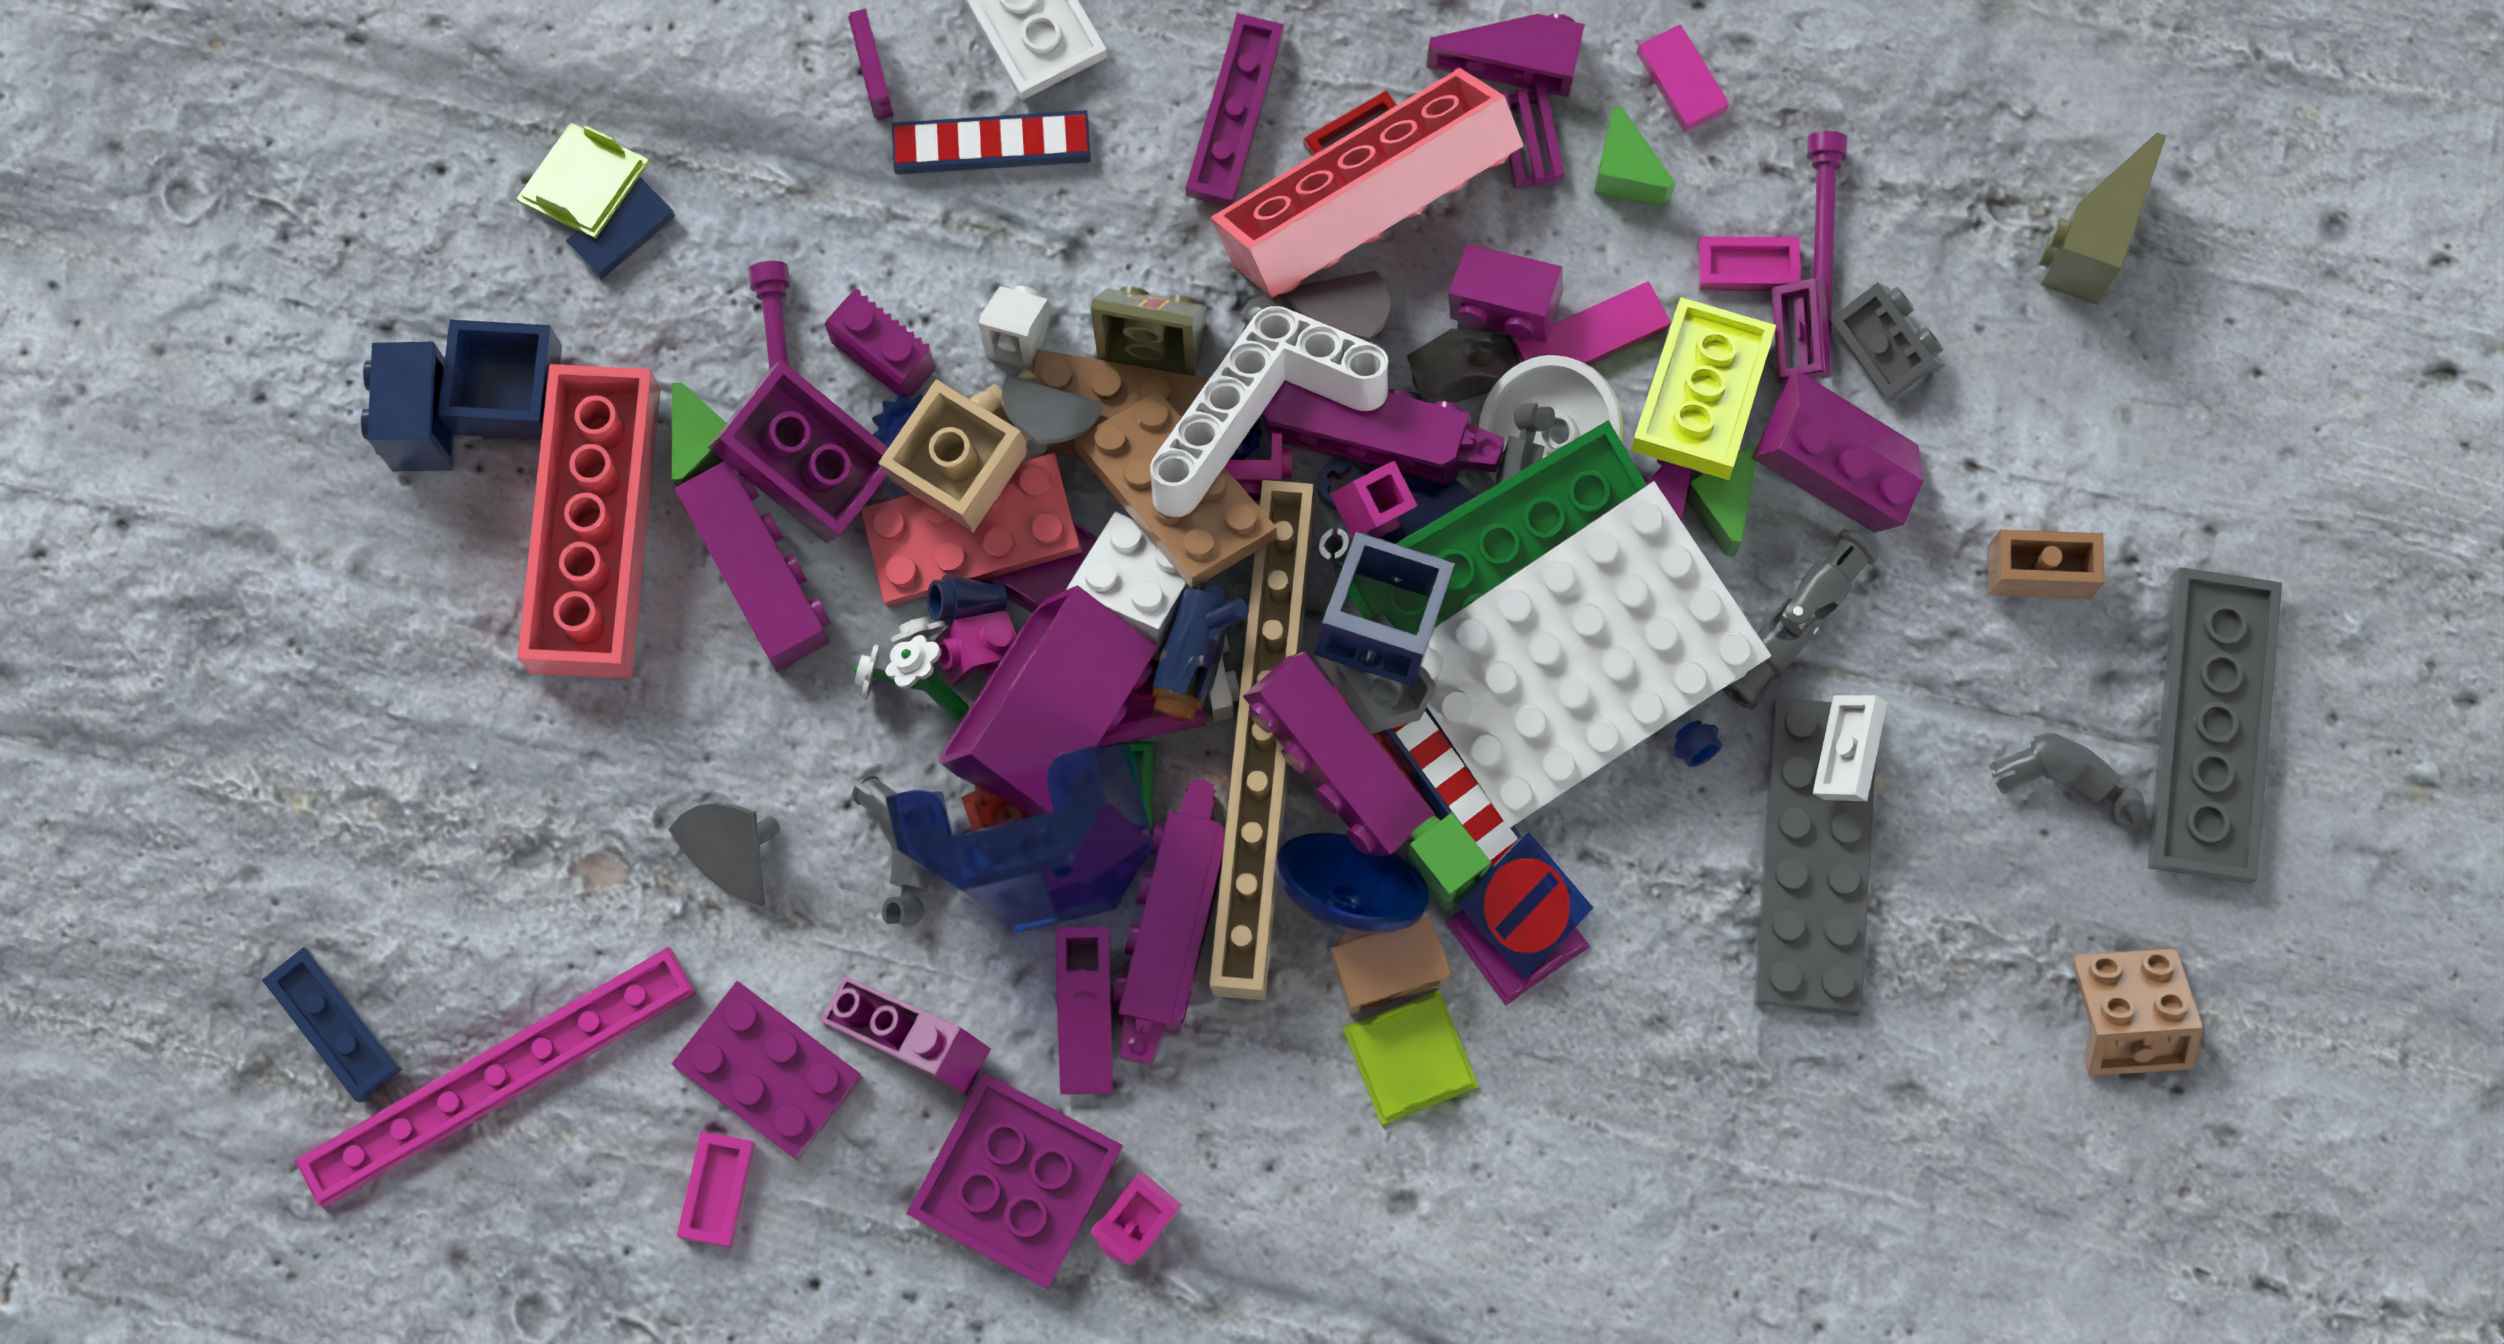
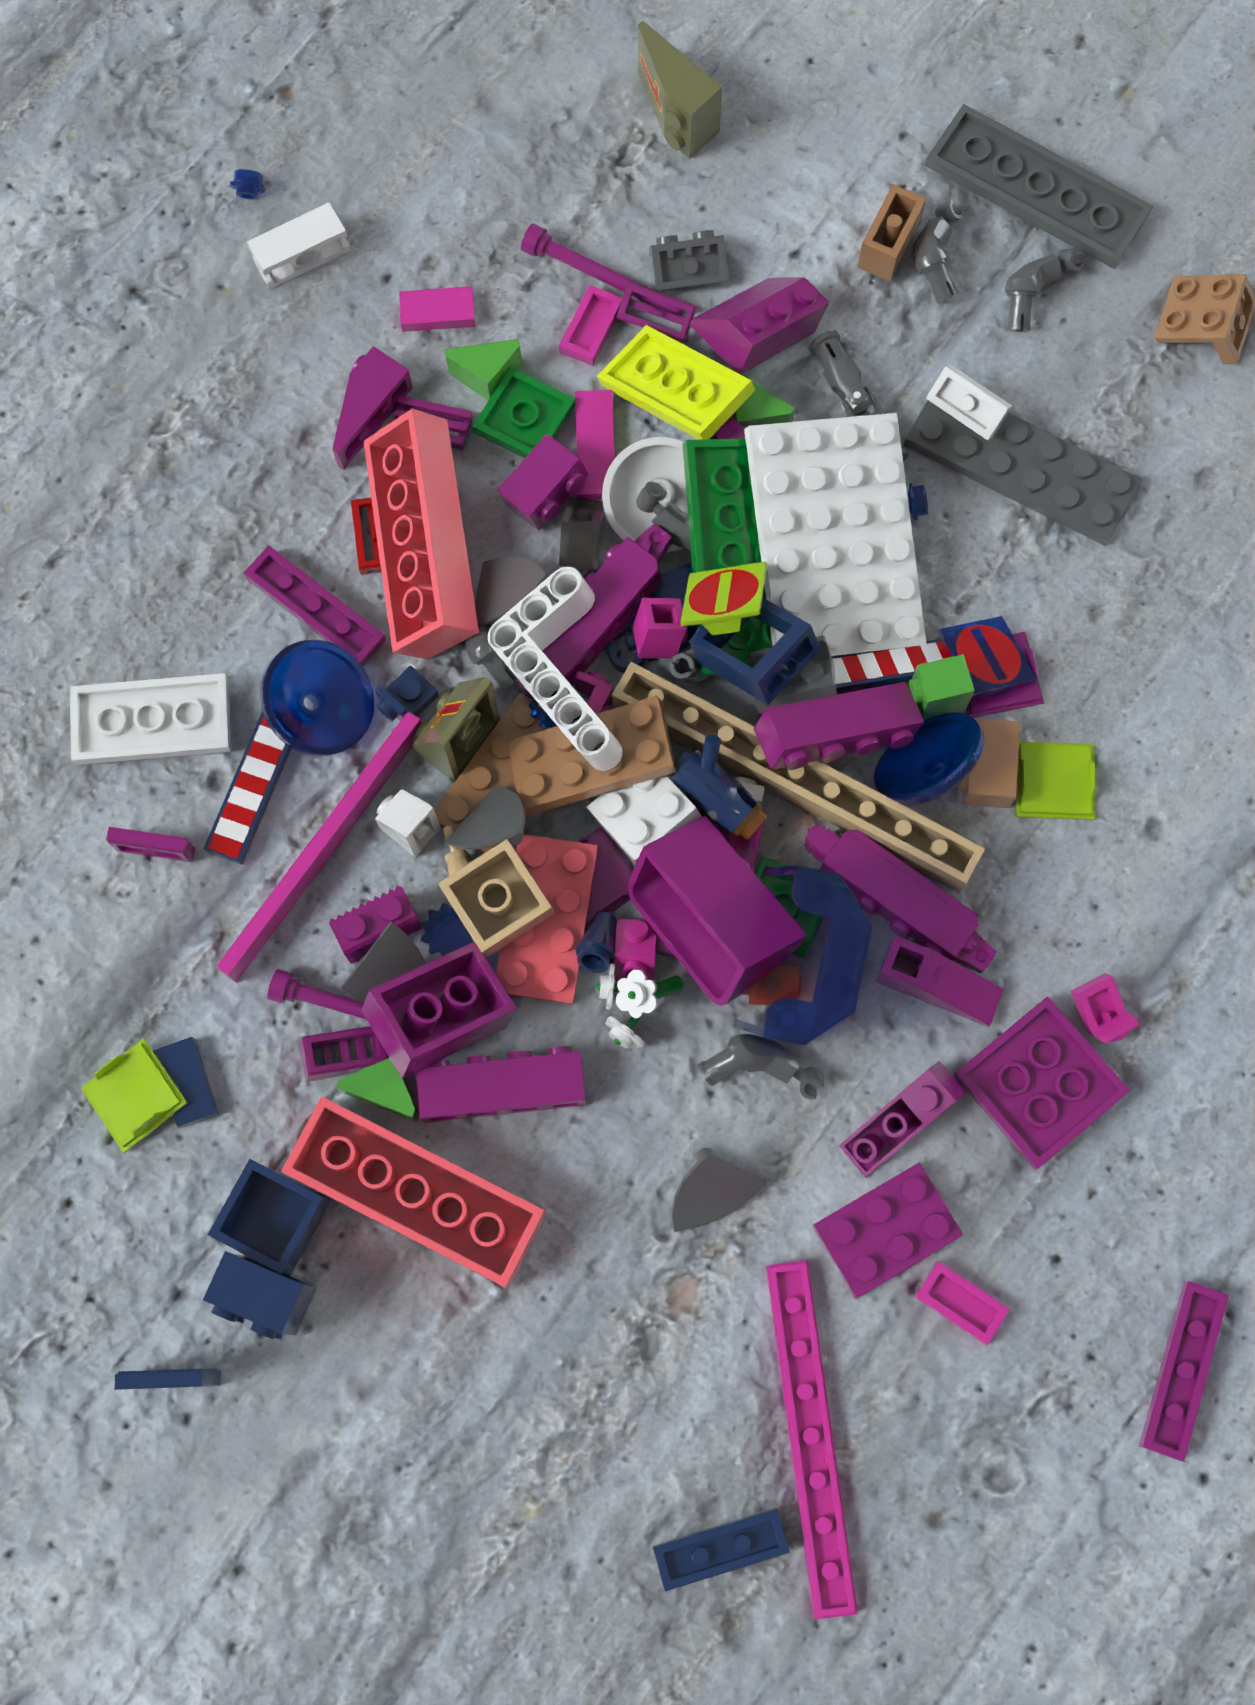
camera: 65 degrees left, 0 degrees up
(284, 353) = (167, 1378): none -> dark blue tile
(703, 343) = (330, 1069): none -> magenta slope
(837, 371) = (386, 959): none -> dark grey shield
(944, 246) = (319, 849): none -> dark pink tile
(1147, 180) = (335, 686): none -> clear blue dish
(1170, 259) = (405, 694): none -> dark blue bracket
(1425, 545) = (724, 597): none -> piece
(1590, 234) = (522, 413): none -> green plate
(2054, 622) = (930, 251): none -> dark grey arm

